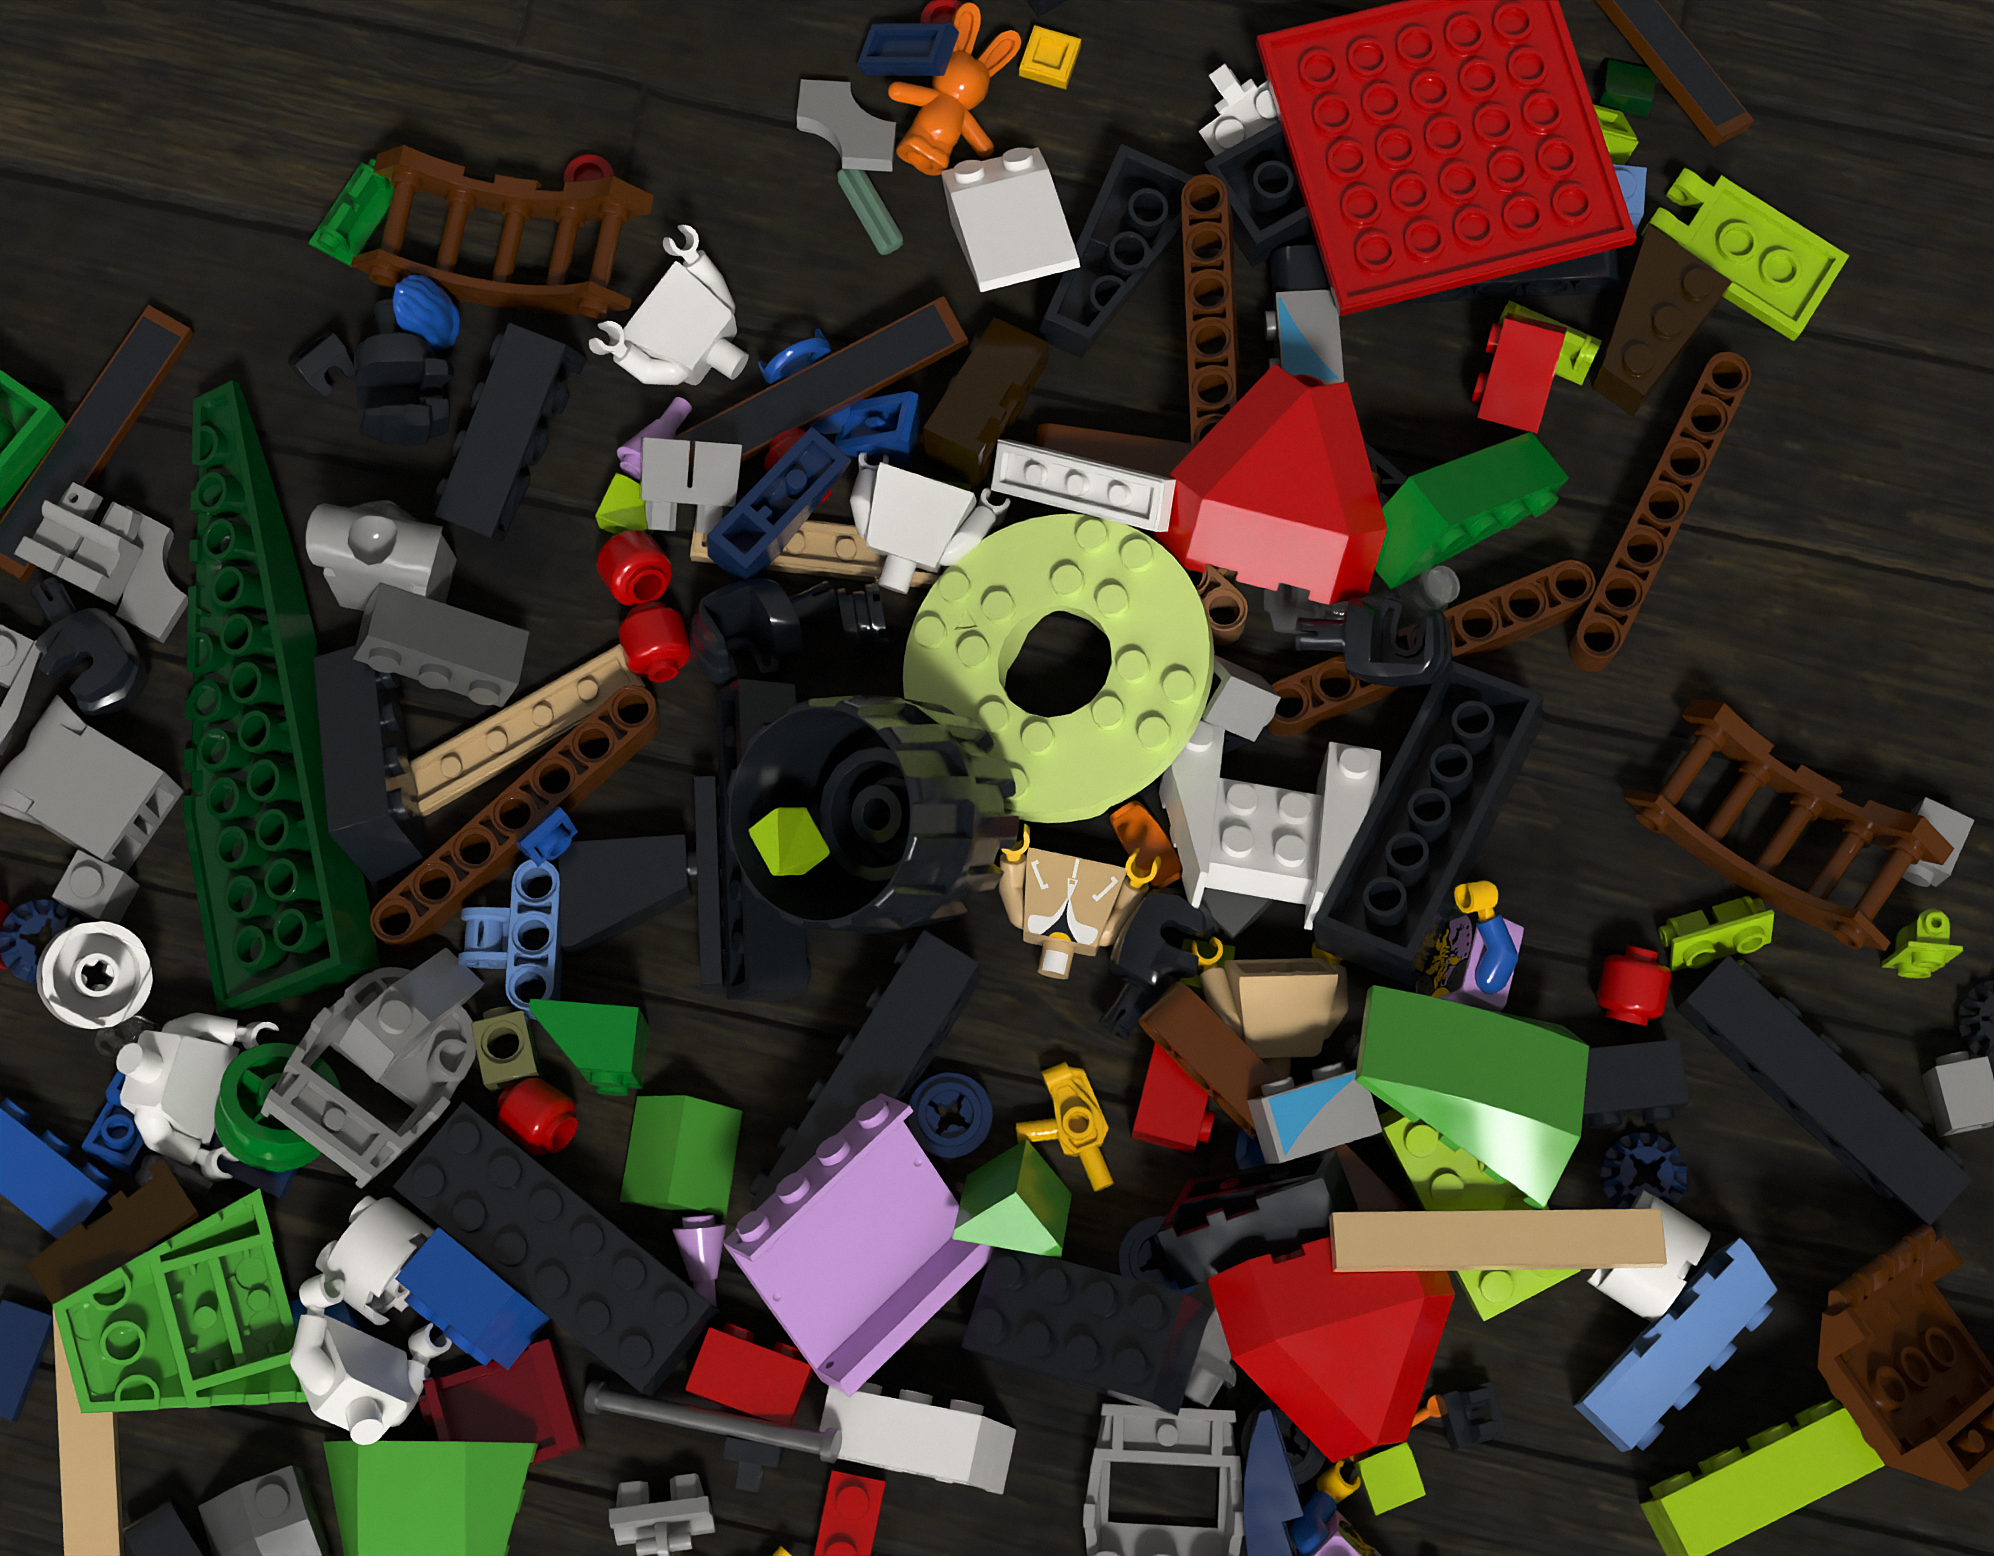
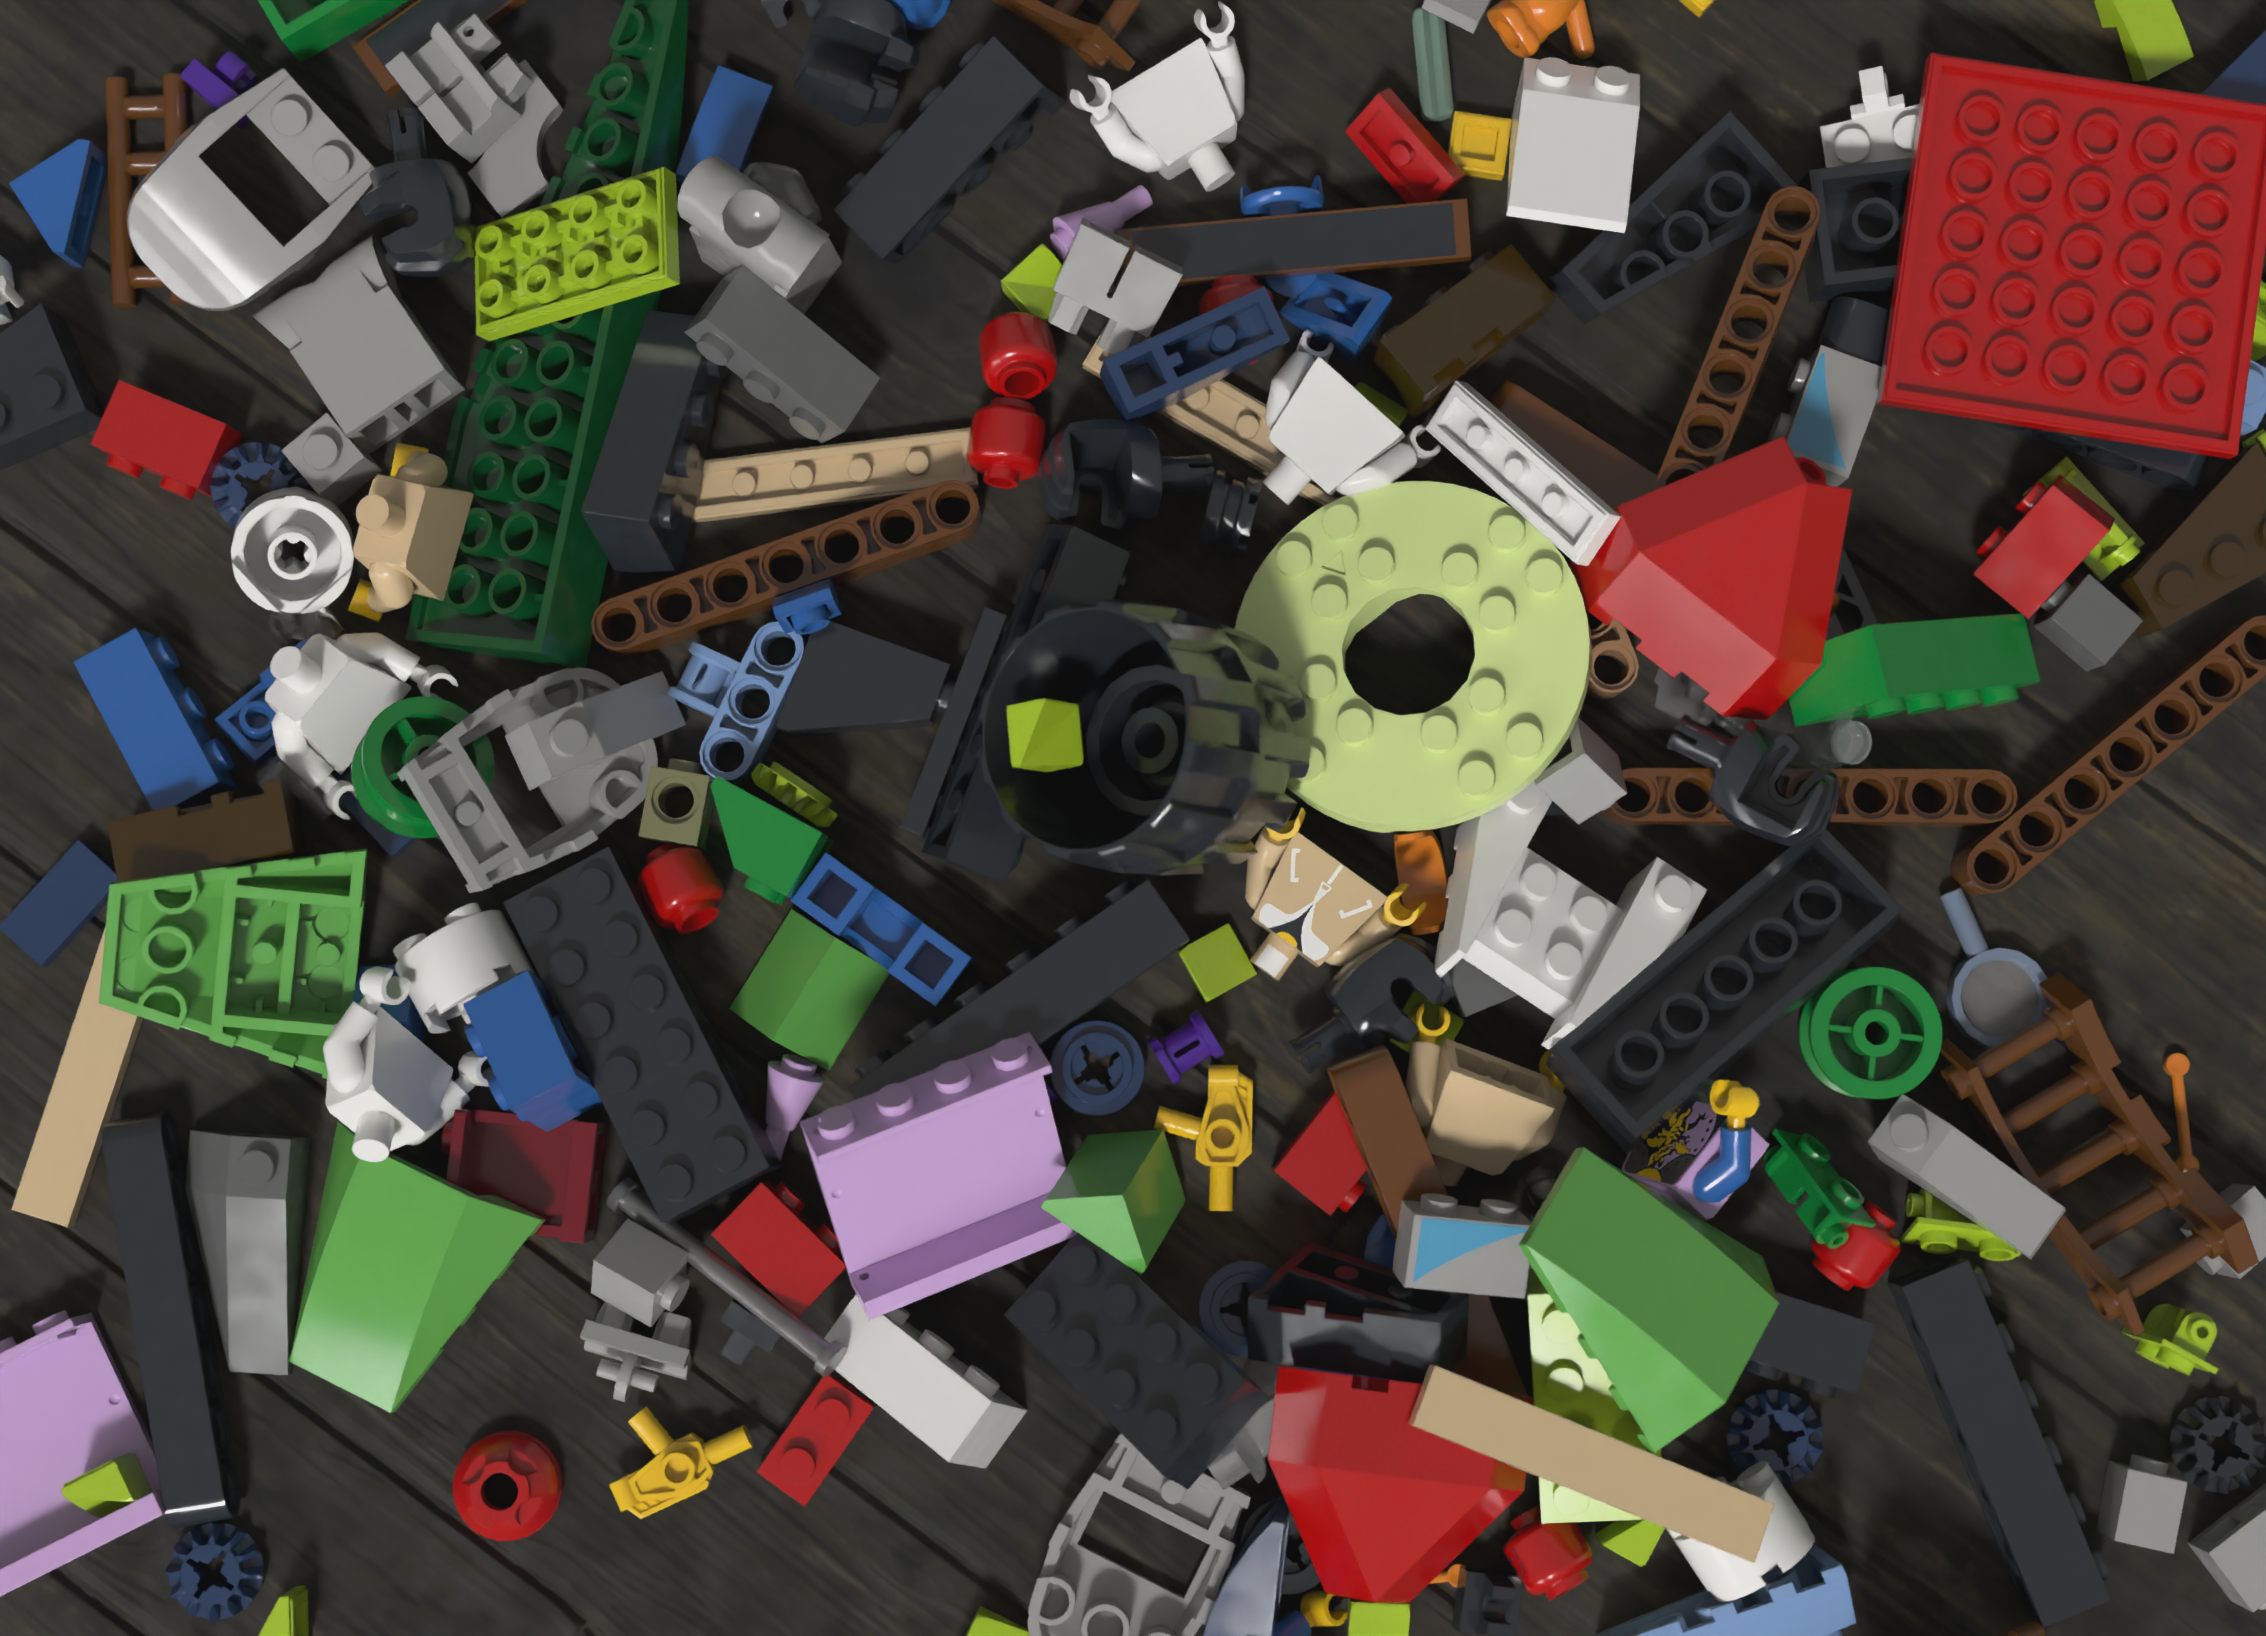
camera: 25 degrees right, 10 degrees up
(187, 921) = (408, 533): none -> tan torso
(236, 637) = (577, 254): none -> lime tile
(314, 480) = (726, 121): none -> blue slope
(598, 990) = (794, 793): none -> lime gear
(638, 1451) = (640, 1273): none -> light grey brick
(747, 1082) = (882, 930): none -> blue arch
(876, 282) = (1404, 150): none -> red plate
(934, 256) = (1479, 144): none -> yellow tile
(1010, 987) = (1217, 962): none -> lime slope
(1018, 1046) = (1179, 1038): none -> dark purple bush
(1502, 1350) = (1548, 1555): none -> red head
(1561, 840) = (1905, 1039): none -> green wheel
(1567, 1303) = (1631, 1539): none -> lime slope
(1584, 418) = (2086, 622): none -> dark grey brick
(1596, 953) = (1832, 1203): none -> green hinge
(1647, 735) = (1992, 989): none -> piece
(1691, 888) = (1965, 1176): none -> light grey slope
(1822, 736) = (2176, 1066): none -> orange hinge

